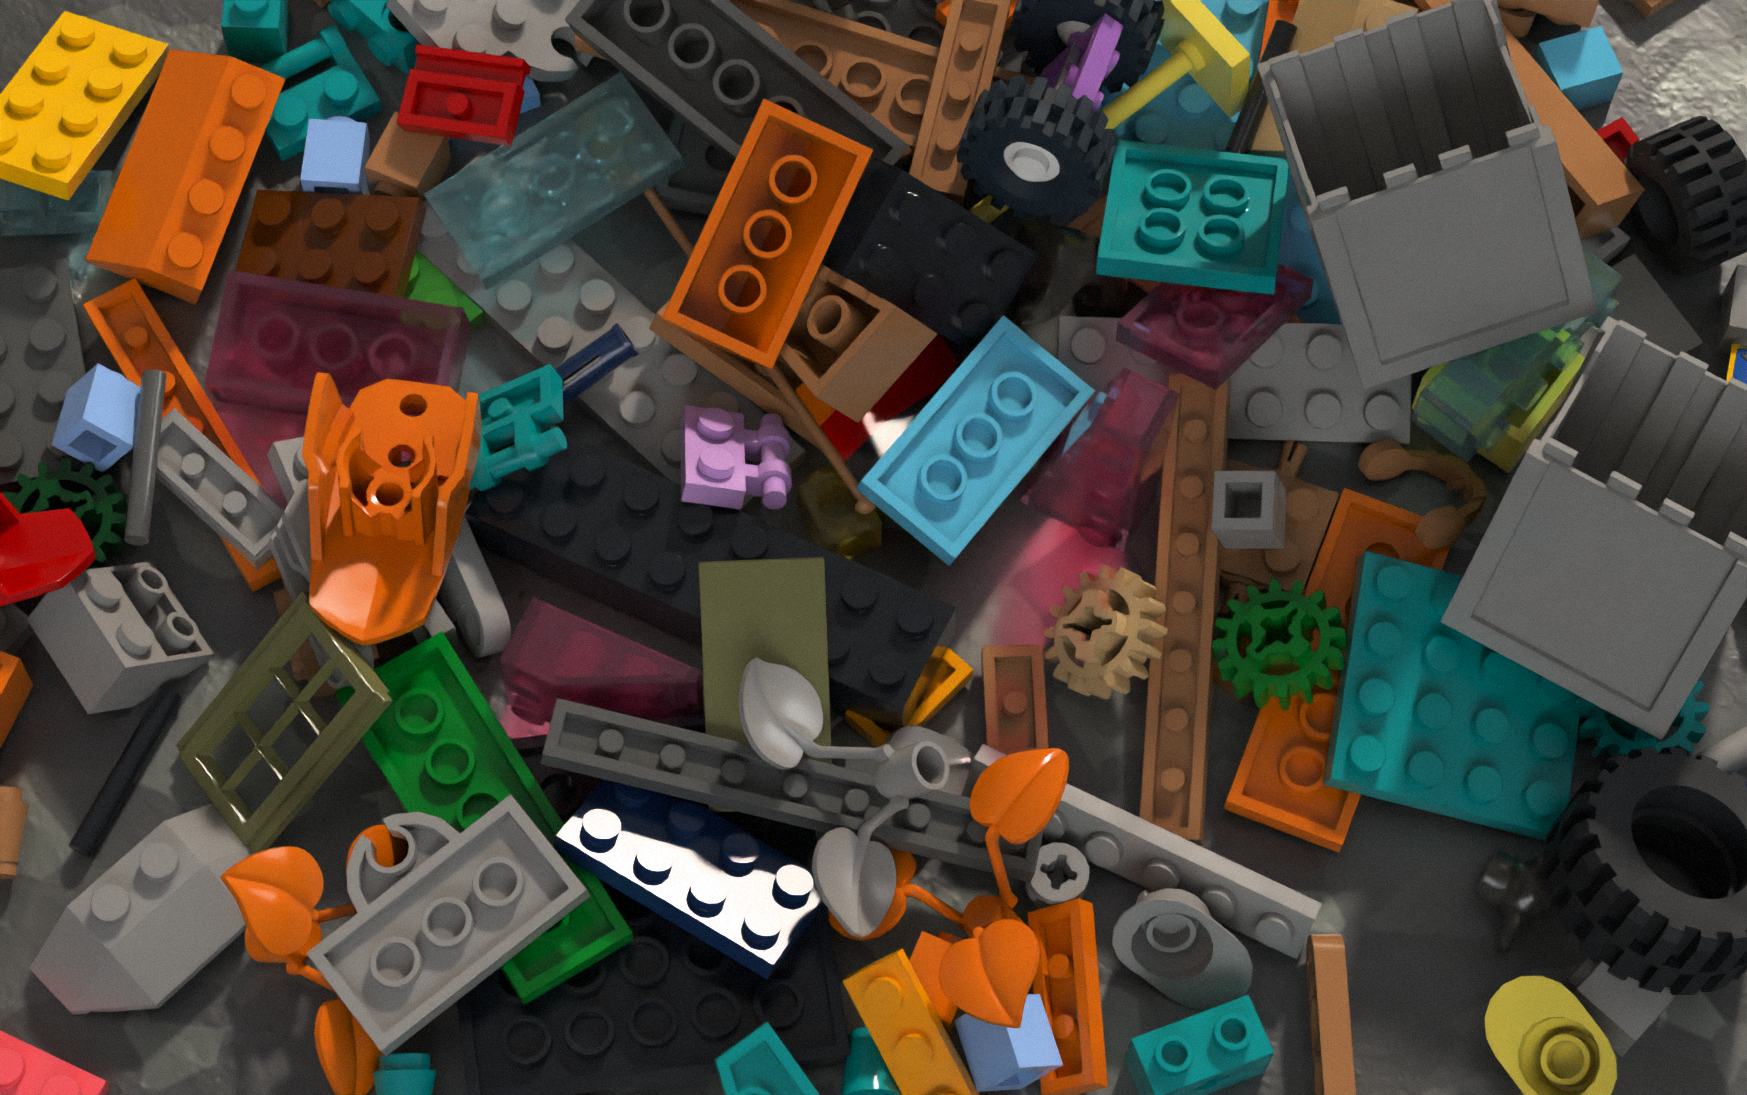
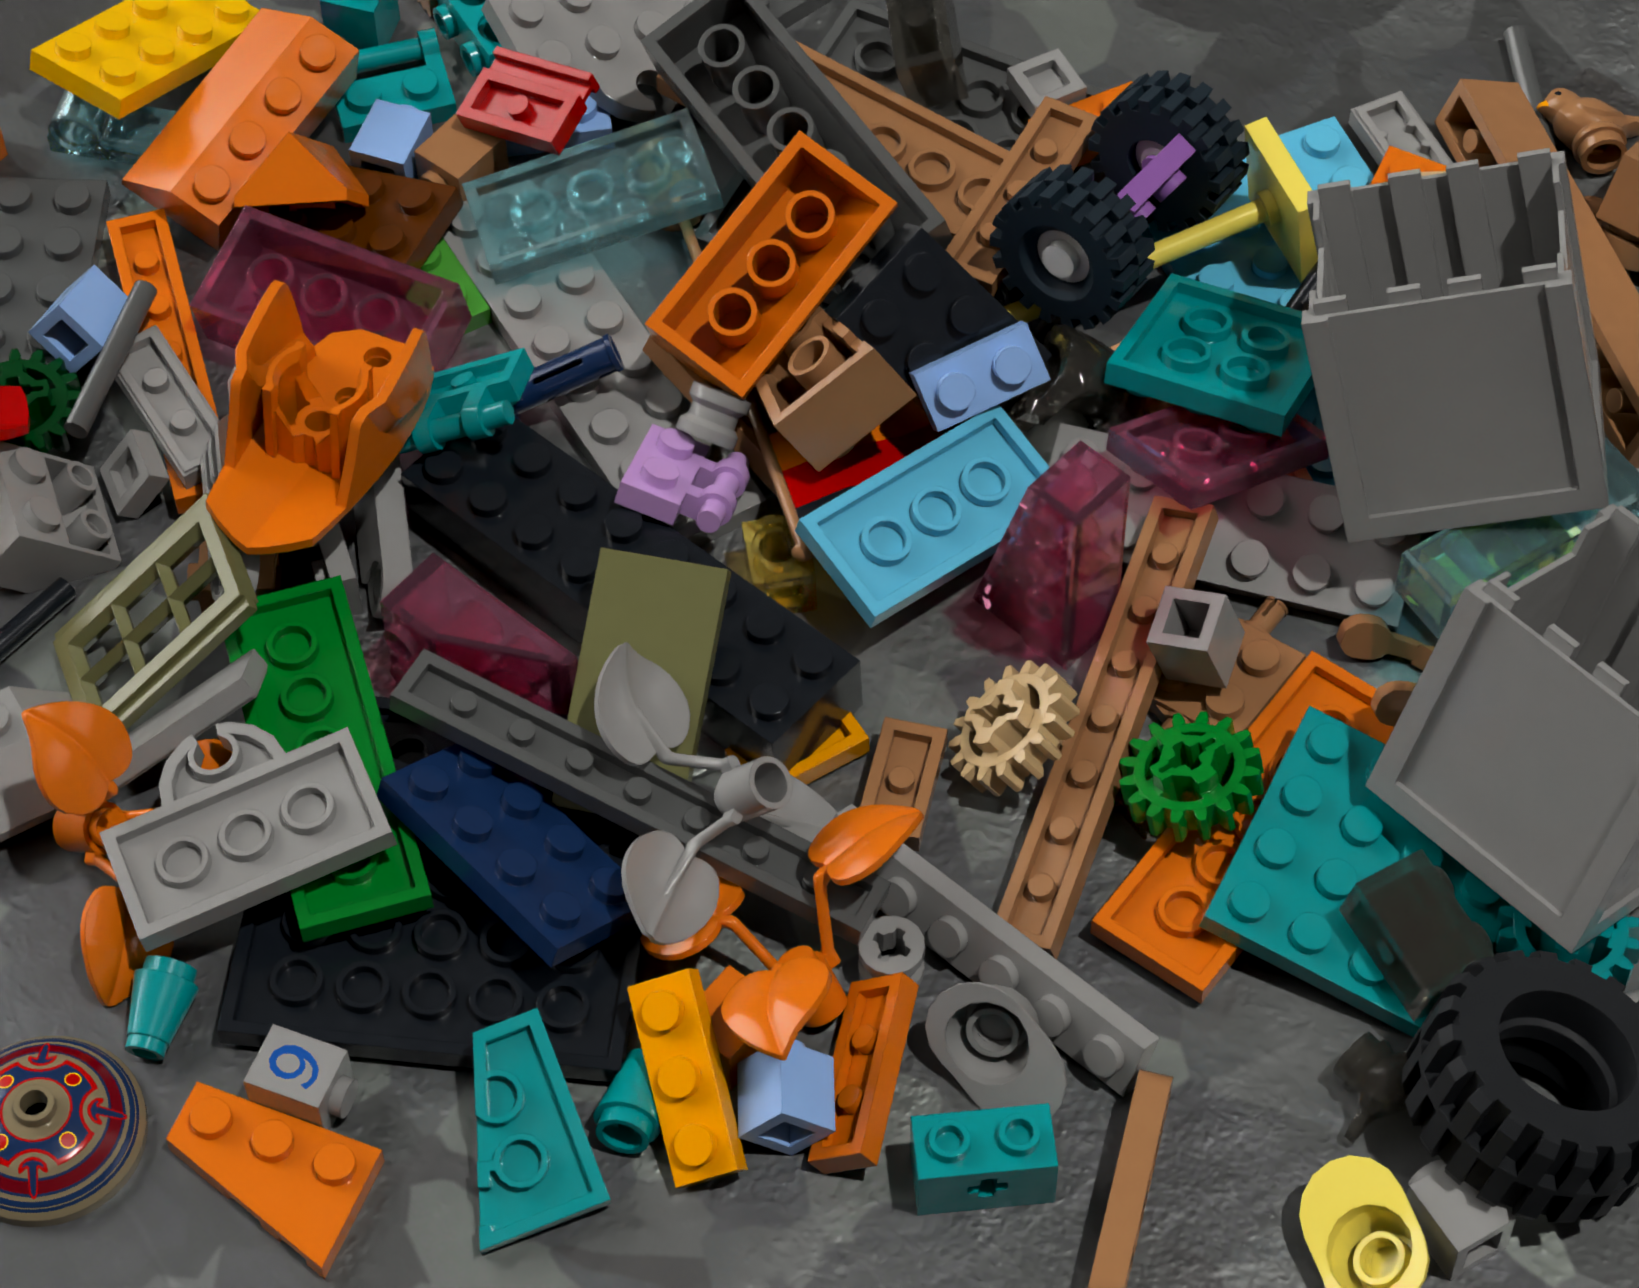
camera: 20 degrees right, 10 degrees down
(200, 564) = (134, 473): none -> light grey plate
(273, 223) = (303, 176): none -> orange slope
(353, 803) = (194, 713): none -> light grey tile
(742, 387) = (713, 415): none -> light grey wheel
(983, 295) = (979, 376): none -> light blue plate
(1524, 751) = (1414, 930): none -> clear smoke brick

